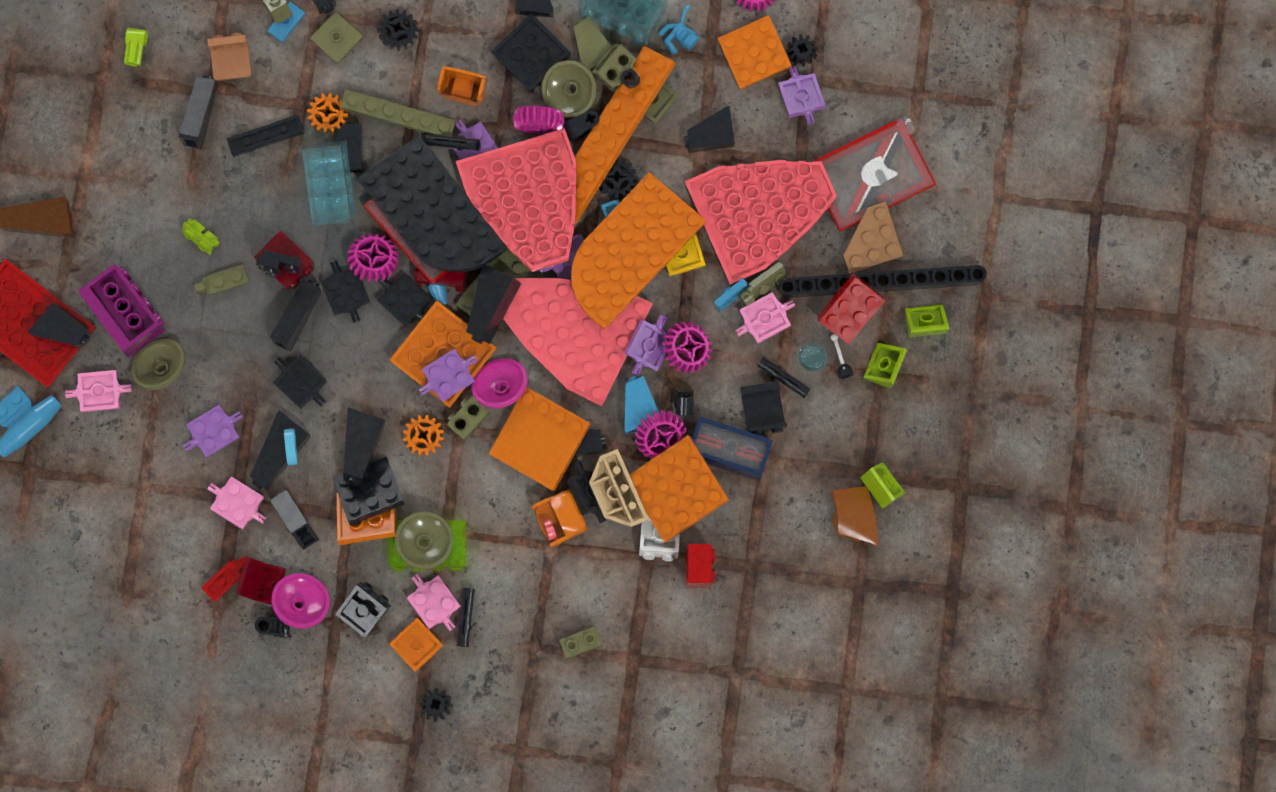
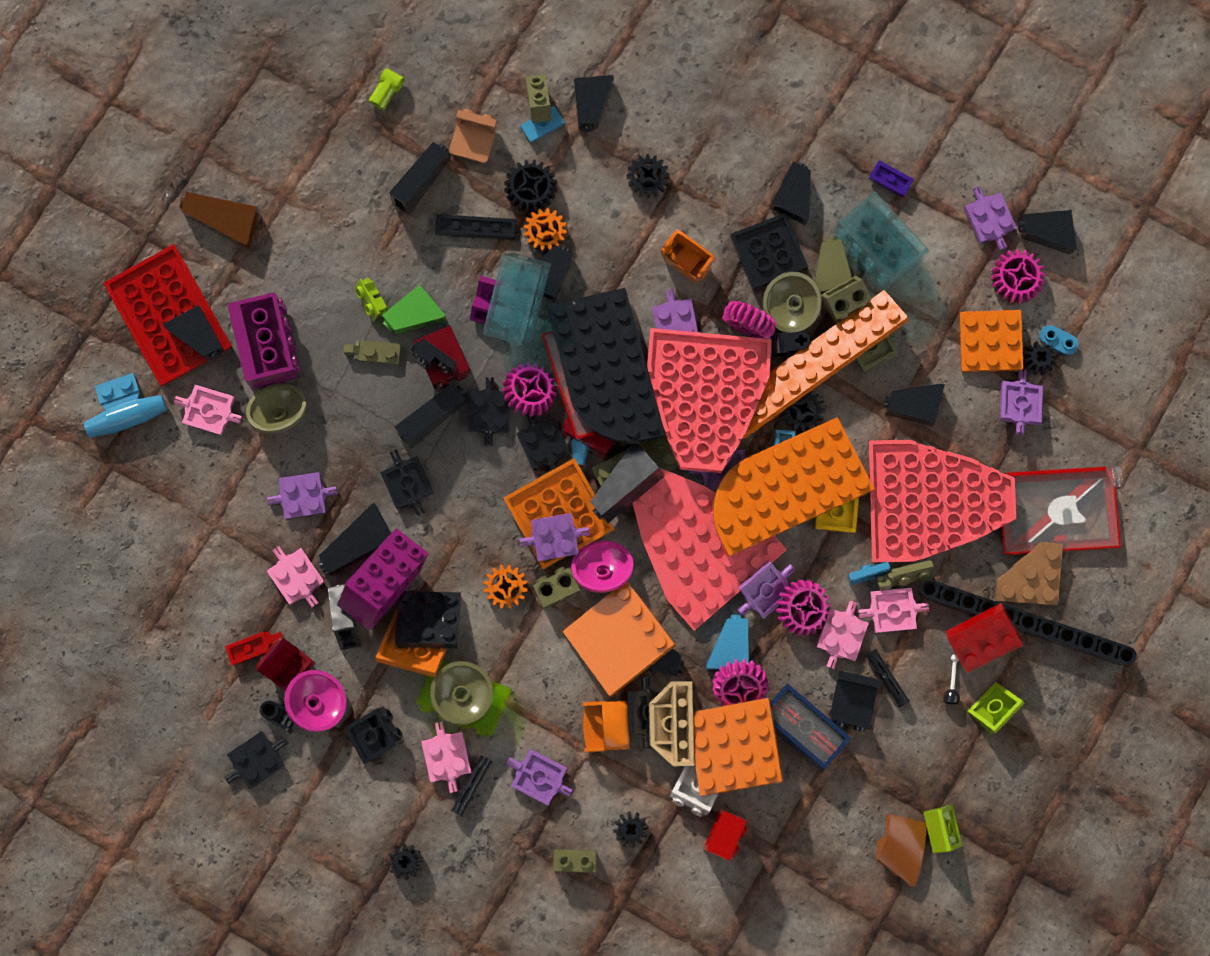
camera: 25 degrees right, 0 degrees up
(242, 233) = (413, 312): none -> bright green slope
(269, 674) = (255, 760): none -> black plate
(287, 70) = (523, 190): none -> black gear
(291, 447) = (370, 542): medium azure beam -> none
(300, 197) = (482, 300): none -> magenta brick
(315, 471) = (382, 579): none -> magenta brick
(336, 38) = (585, 159): olive plate -> none
(362, 439) = (440, 569): black slope -> none
(396, 114) = (612, 258): olive plate -> none
(416, 645) = (411, 792): orange plate -> none
(460, 142) = (661, 311): black pin -> none
(520, 585) = (539, 777): none -> medium lavender plate
(549, 530) = (591, 732): coral tile -> none
(610, 596) = (638, 829): none -> black gear
(627, 75) = (859, 322): black bush -> none
(684, 402) = (777, 662): black piece -> none
(685, 36) = (927, 294): dark azure piece -> none
(730, 357) = (842, 635): none -> bright pink plate
(812, 28) = (1058, 340): none -> dark azure plate
(813, 357) = (925, 670): clear light blue hair -> none
(926, 320) = (1054, 680): lime slope -> none

